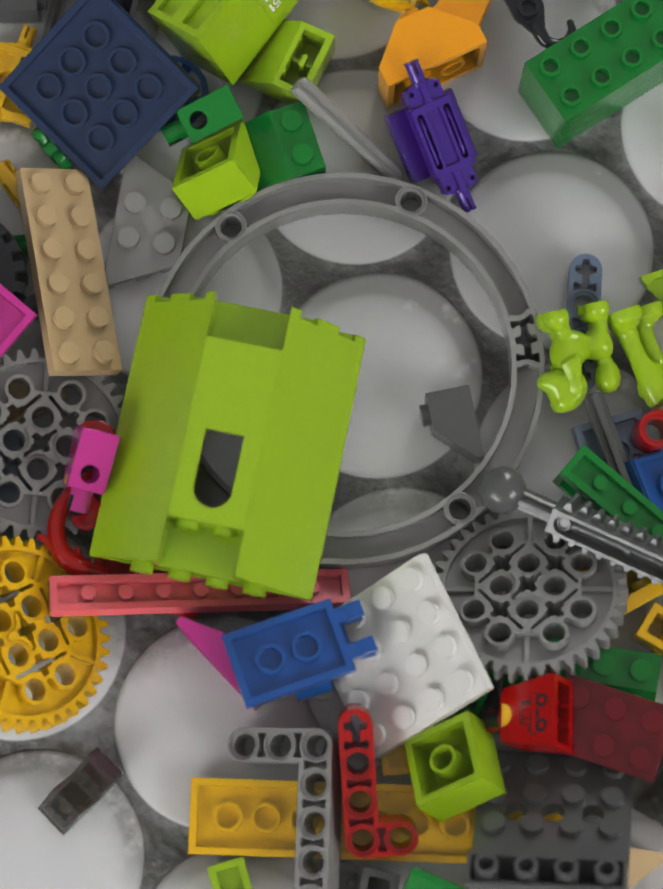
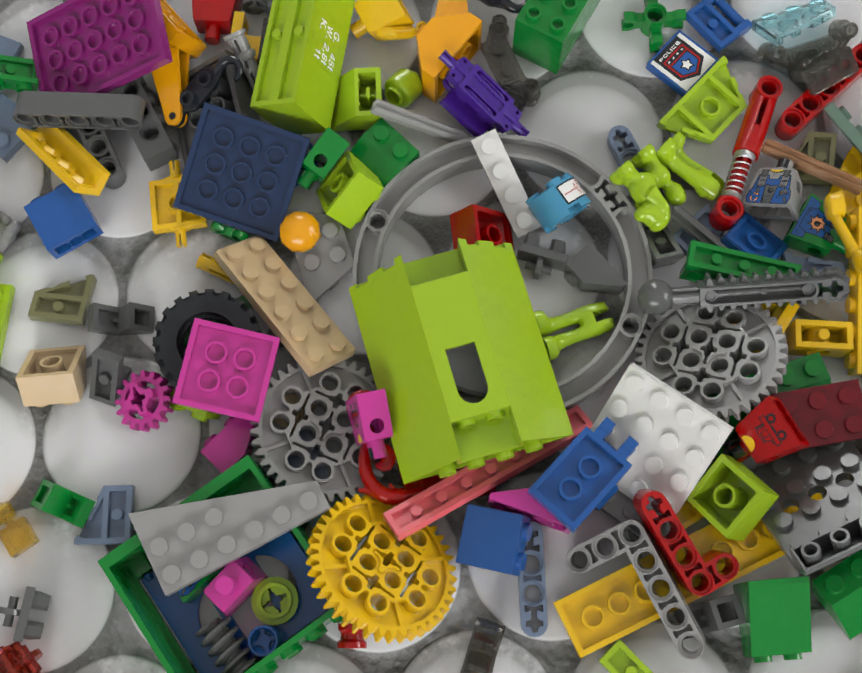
camera: 25 degrees left, 5 degrees down
(133, 192) = (300, 231): none -> light orange hair
(161, 672) = (494, 540): none -> blue brick
(178, 735) = (534, 578): none -> sand blue beam
(352, 303) = (480, 224): none -> red slope
(354, 72) = (403, 88): none -> lime head
(395, 357) = (542, 259): none -> dark grey hips
(408, 487) = (583, 316): none -> lime piece
(409, 259) = (505, 182): none -> white plate
(457, 315) = (558, 203): none -> dark azure brick
(495, 104) = (505, 65): none -> clear smoke plate
(553, 432) = (663, 248): none -> dark grey slope

